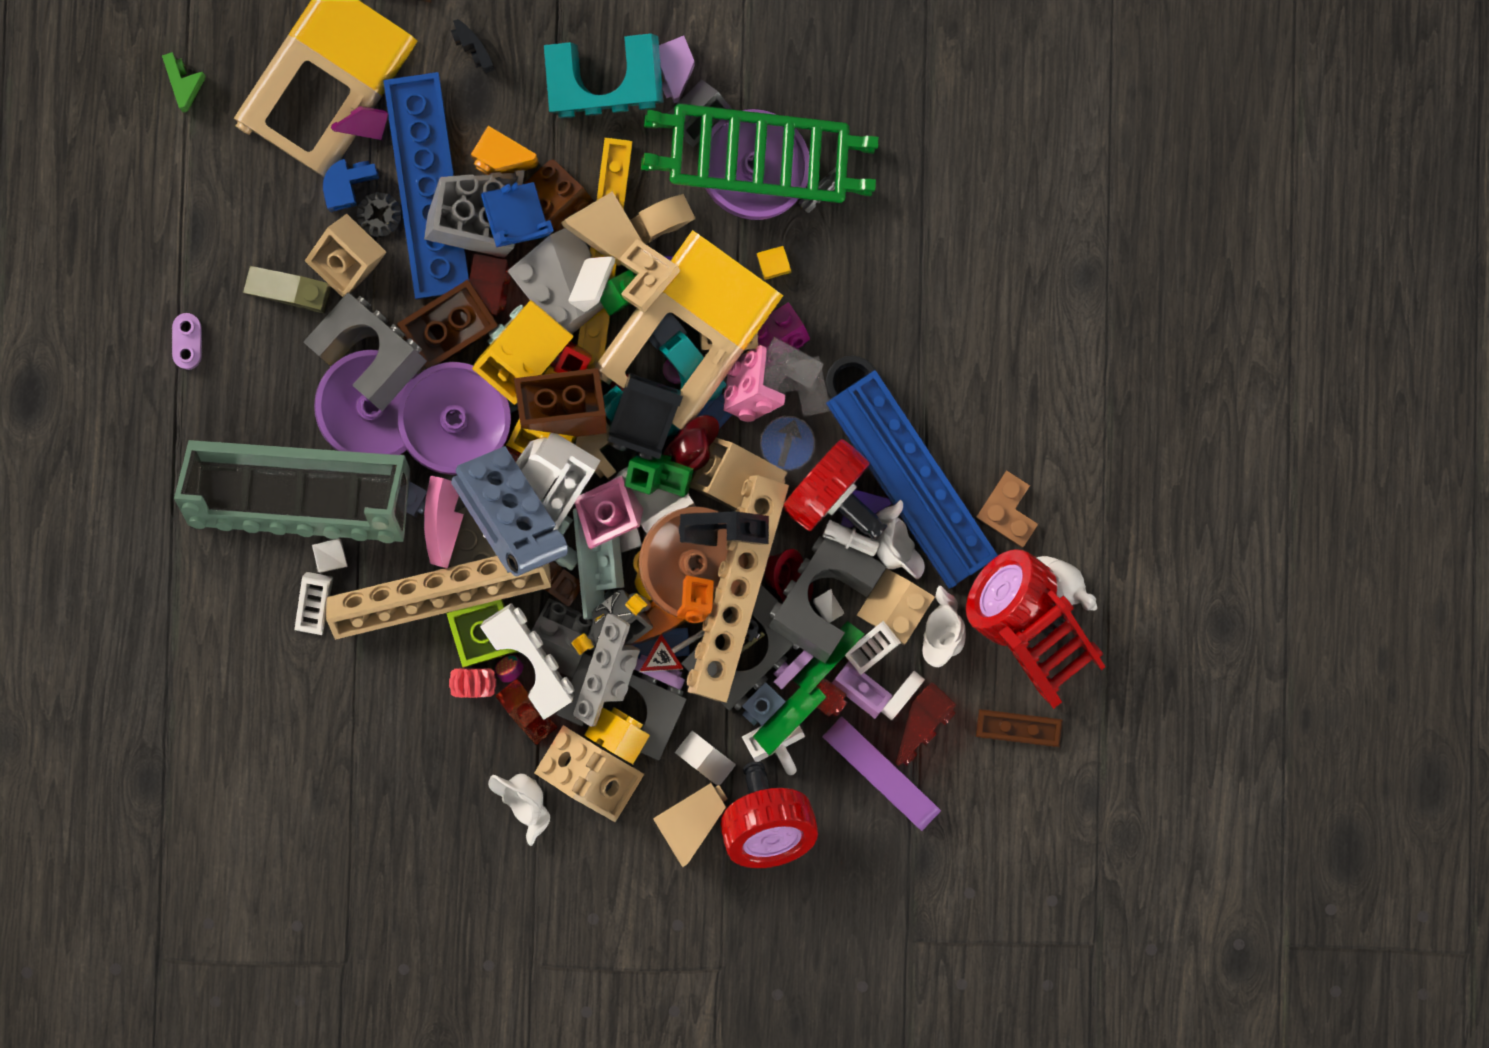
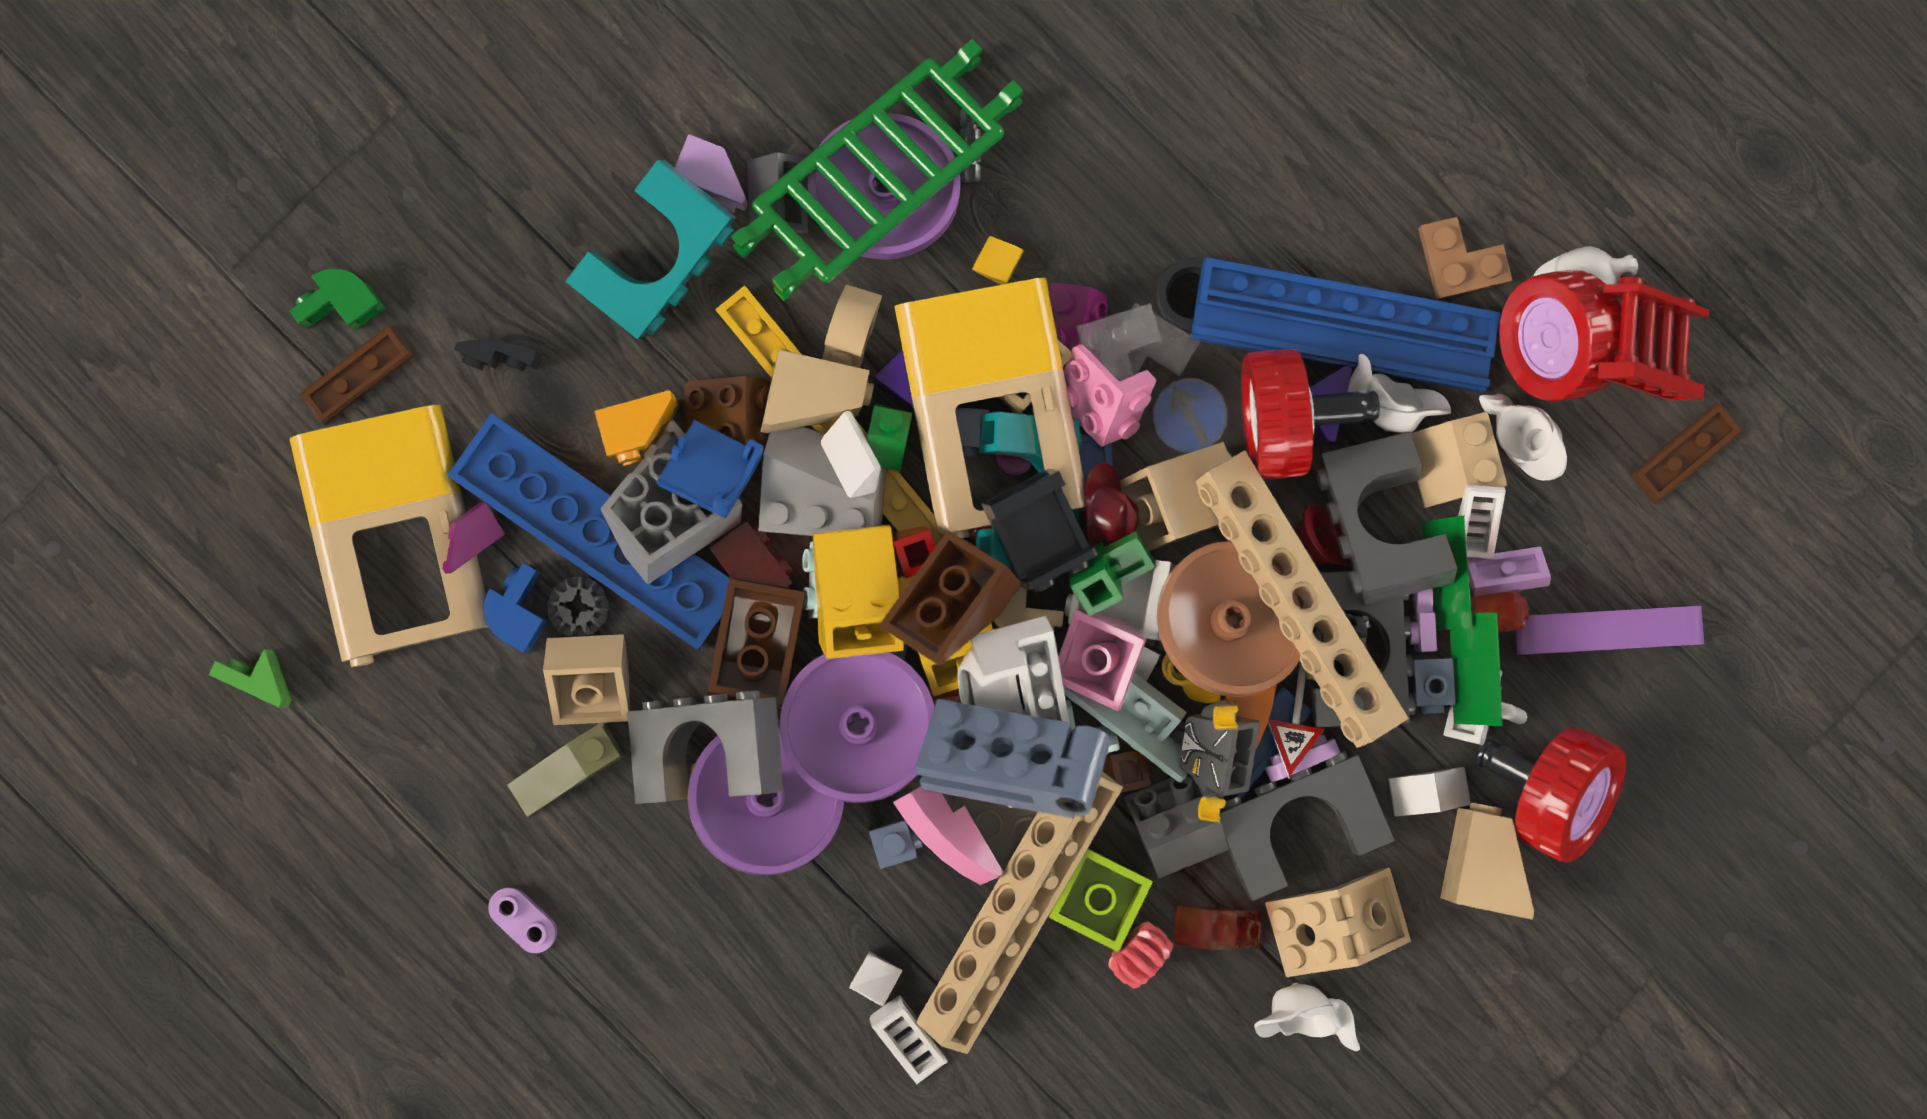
camera: 50 degrees left, 0 degrees up
(294, 491) = (779, 955): window -> none
(508, 631) = (1129, 872): white arch -> none
(509, 668) = (1159, 905): tile -> none
(608, 670) = (1261, 809): light grey bracket -> none
(618, 734) = (1334, 857): yellow brick -> none
(652, 271) = (905, 386): tan plate -> none
(696, 599) = (1275, 651): orange bracket -> none
(740, 526) = (1255, 534): black panel -> none
(828, 606) = (1392, 527): white slope -> none
(850, 538) = (1350, 440): white axle -> none
(902, 695) = (1550, 534): white beam -> none
(924, 715) = (1591, 534): clear red slope -> none

